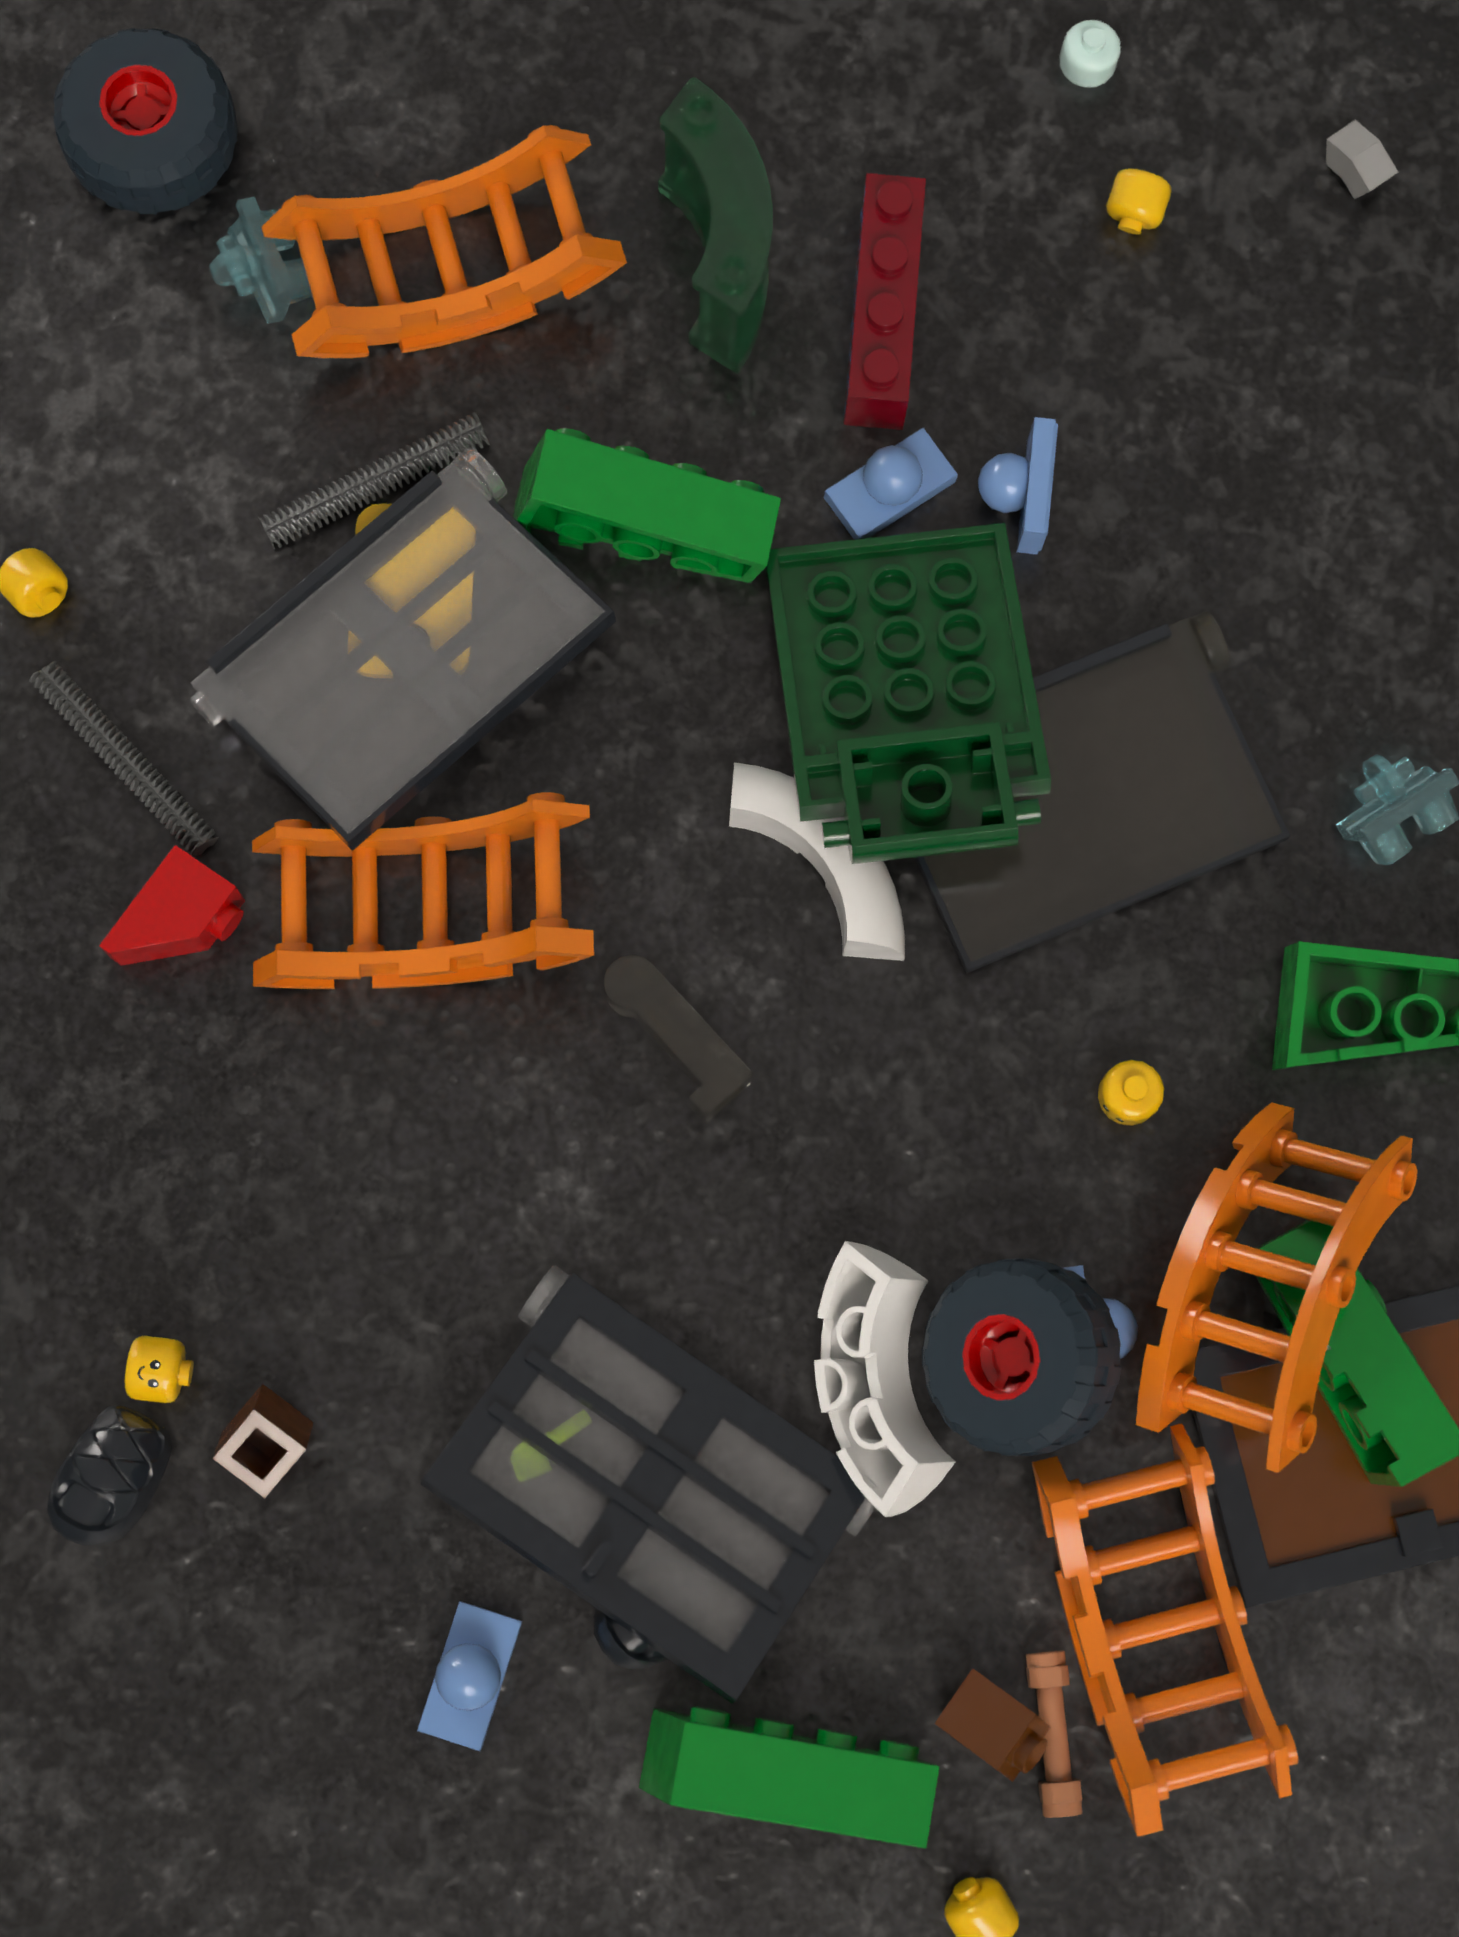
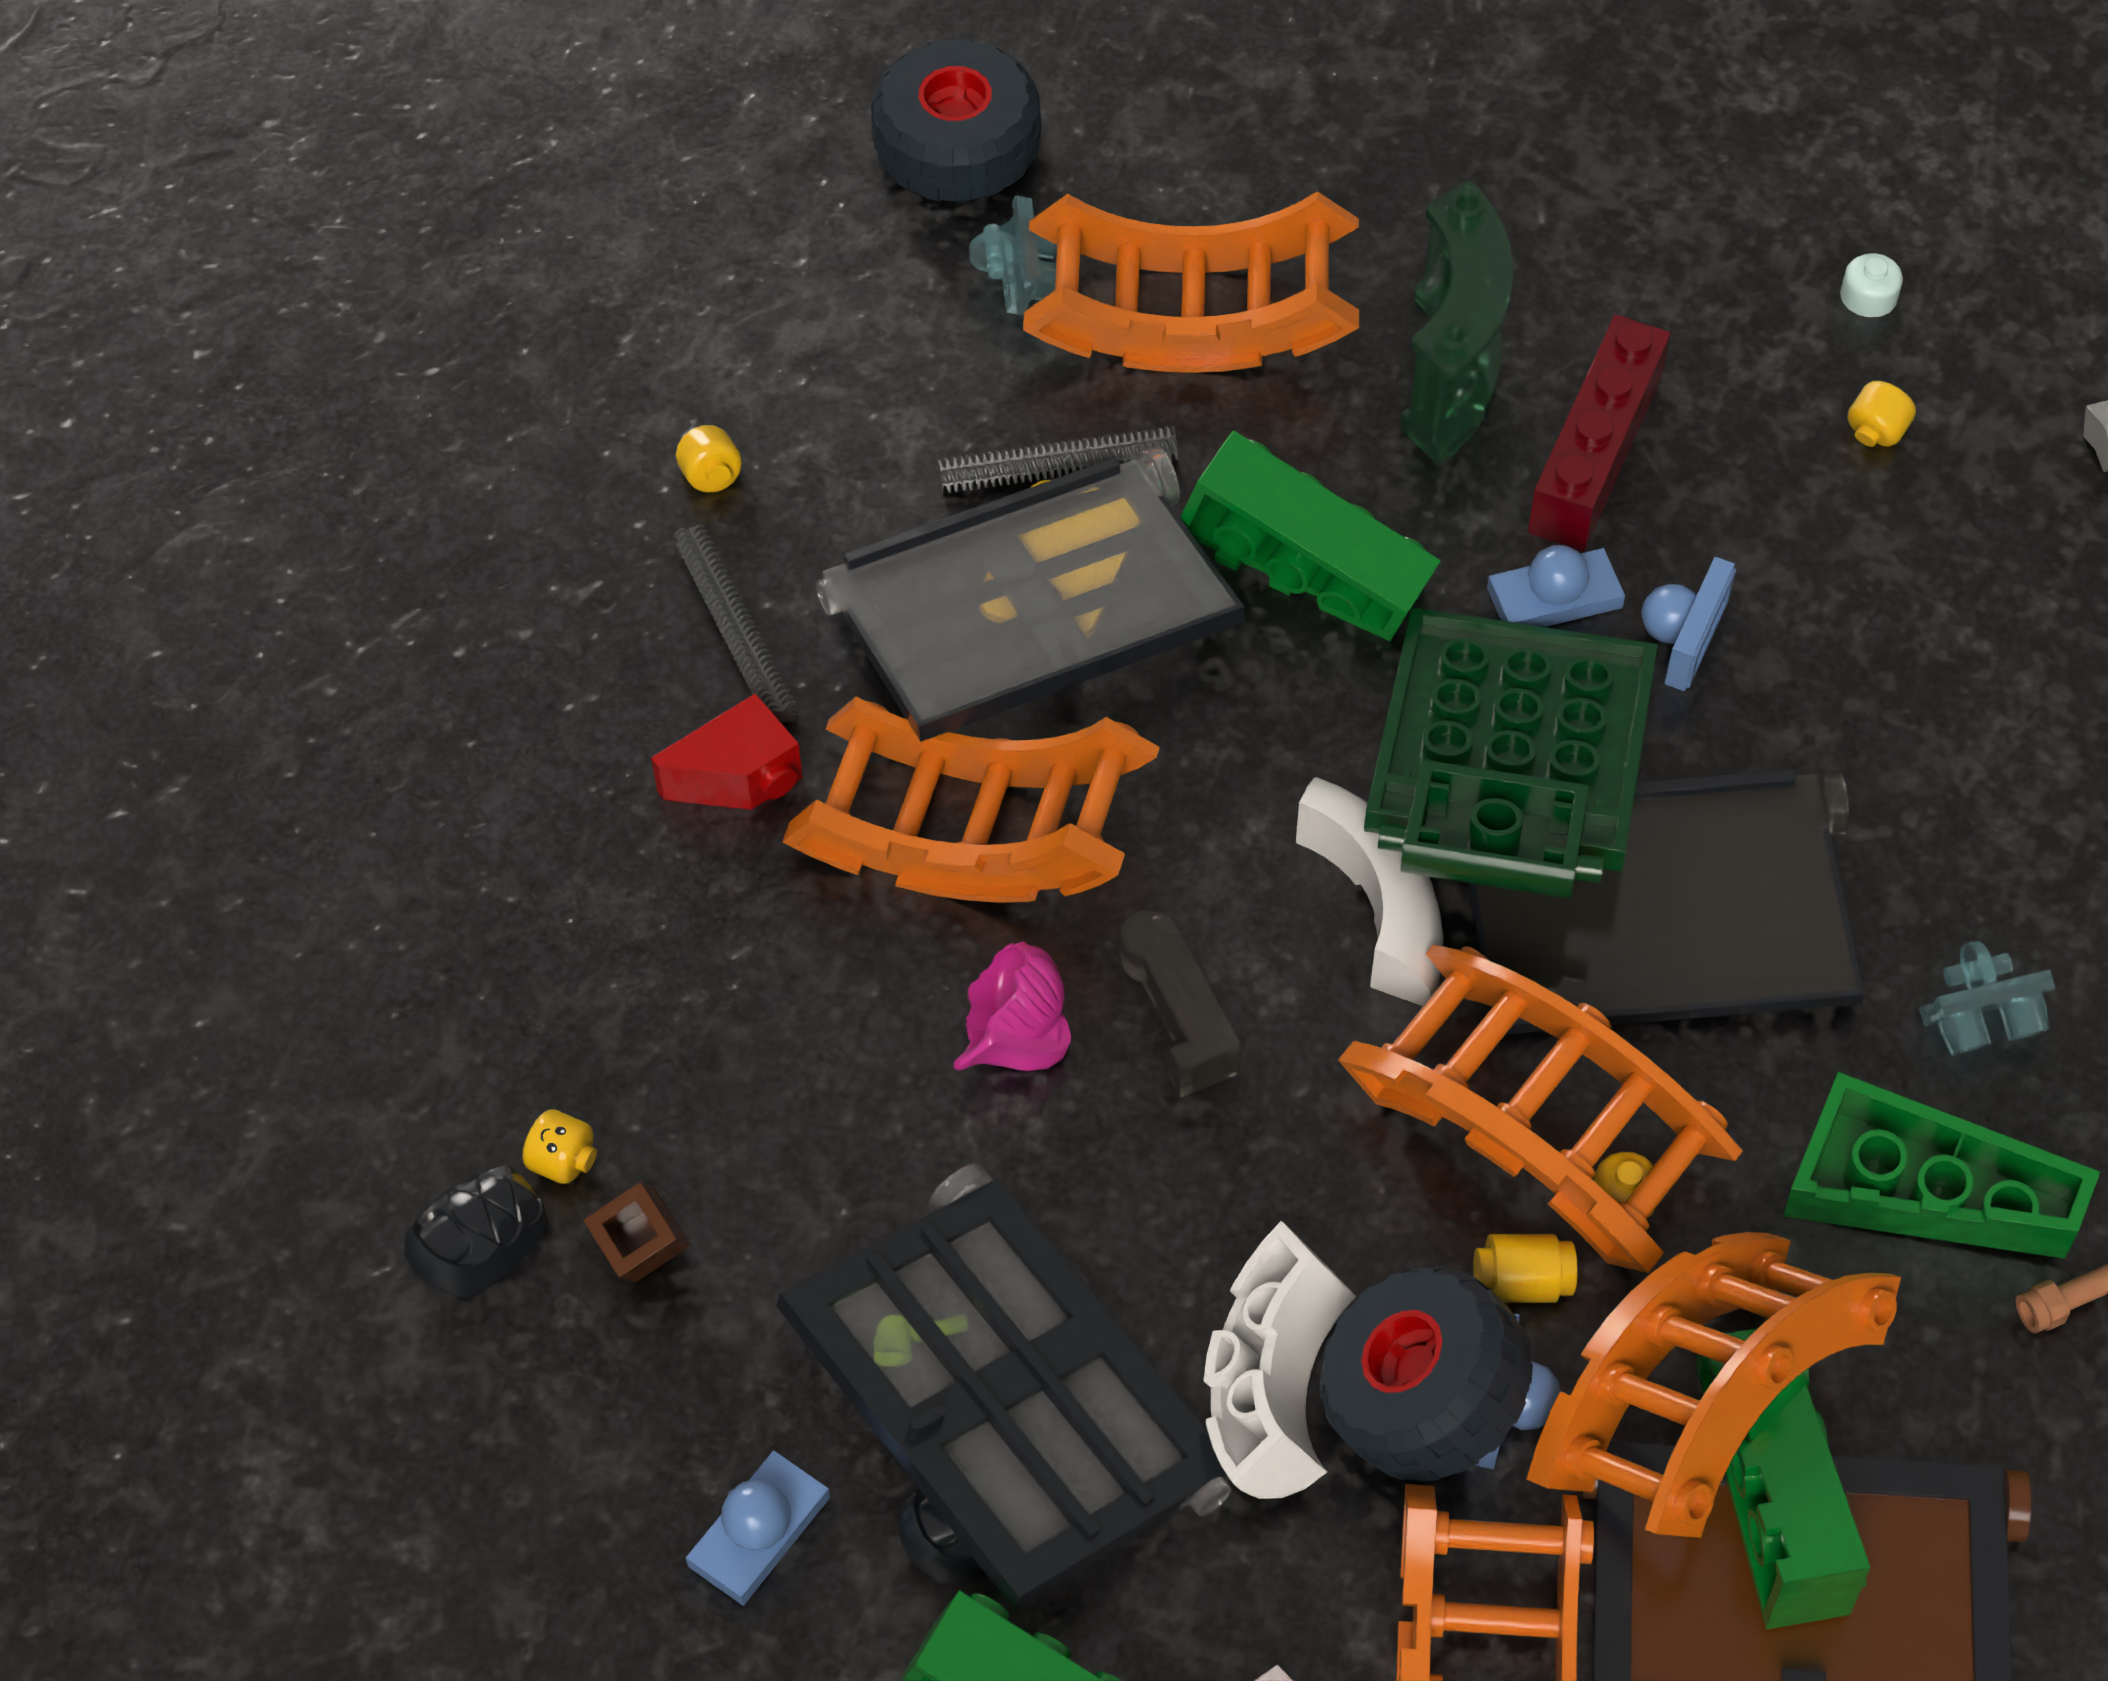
camera: 25 degrees right, 20 degrees down
(532, 1099) = (1017, 1012): none -> dark pink hair
(1022, 1093) = (1505, 1132): none -> orange fence
(1068, 1204) = (1527, 1267): none -> yellow brick

